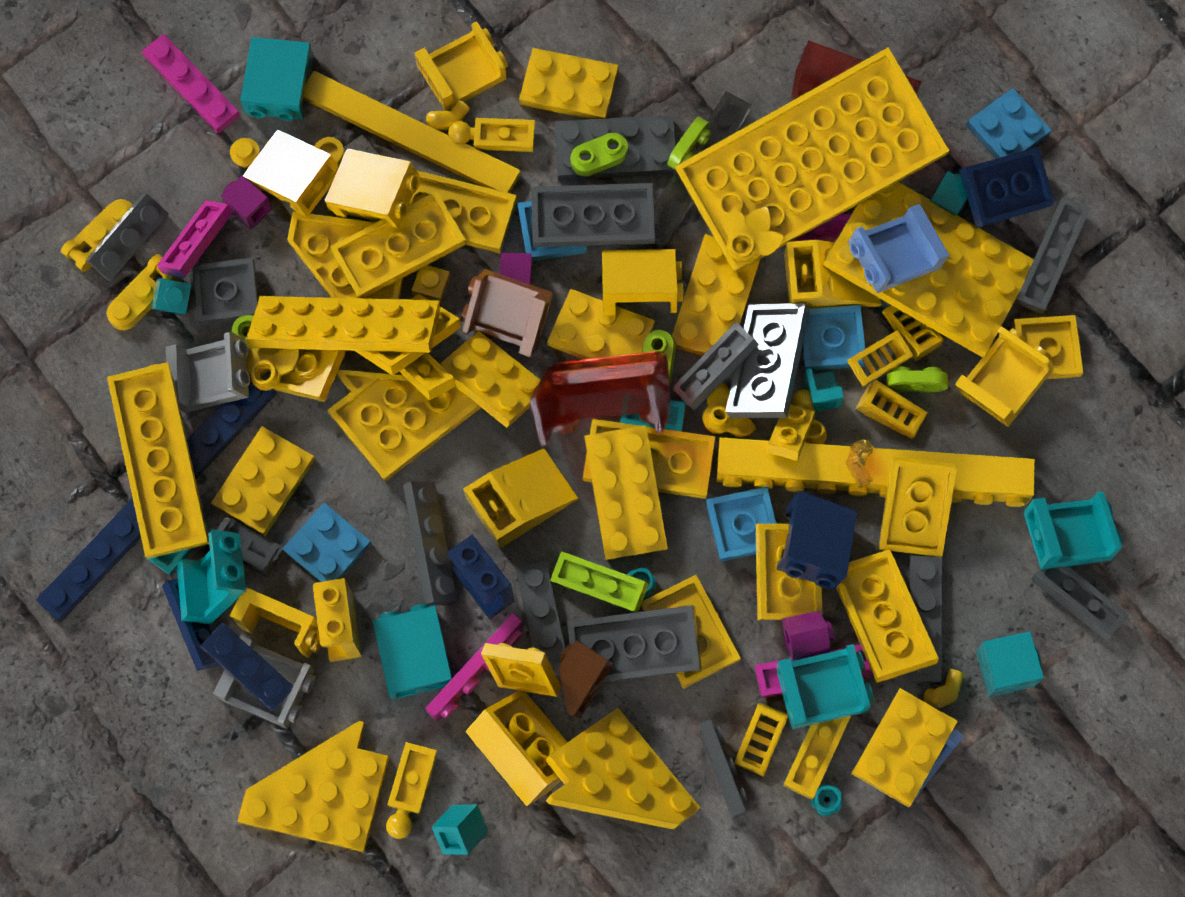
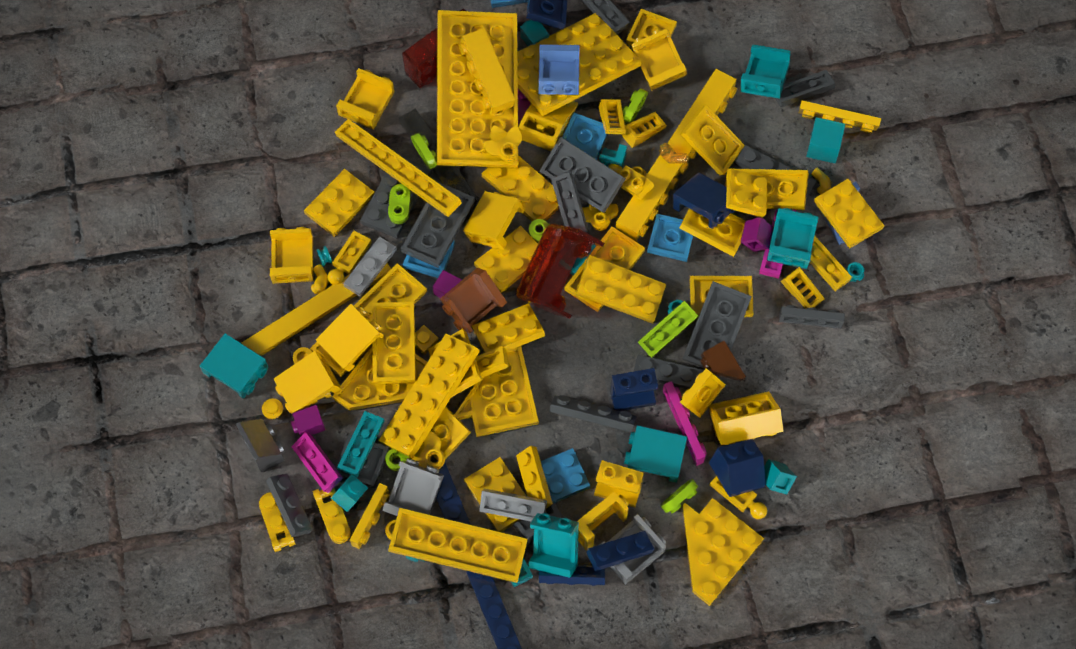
camera: 65 degrees left, 5 degrees down
(155, 337) = (370, 516): none -> yellow plate
(185, 159) = (260, 443): none -> flat silver slope
(190, 83) = (202, 421): dark pink plate -> none
(240, 276) = (361, 444): none -> teal plate
(243, 500) = (511, 505): none -> light grey plate
(299, 512) = (533, 474): none -> yellow plate
(356, 706) = (684, 492): none -> lime plate
(440, 770) = (739, 467): none -> dark blue slope
(481, 104) = (324, 256): none -> teal bush
(493, 165) = (370, 266): none -> light grey plate
(519, 496) = (591, 350): yellow slope -> none
(619, 776) = (790, 372): yellow wing -> none
(645, 126) = (398, 168): none -> yellow plate
(734, 40) = (366, 99): none -> yellow panel
(835, 156) = (487, 71): none -> yellow brick
(852, 589) = (746, 193): none -> yellow plate
(918, 350) = (611, 86): yellow slope -> none
(1059, 675) = (866, 122): none -> yellow plate

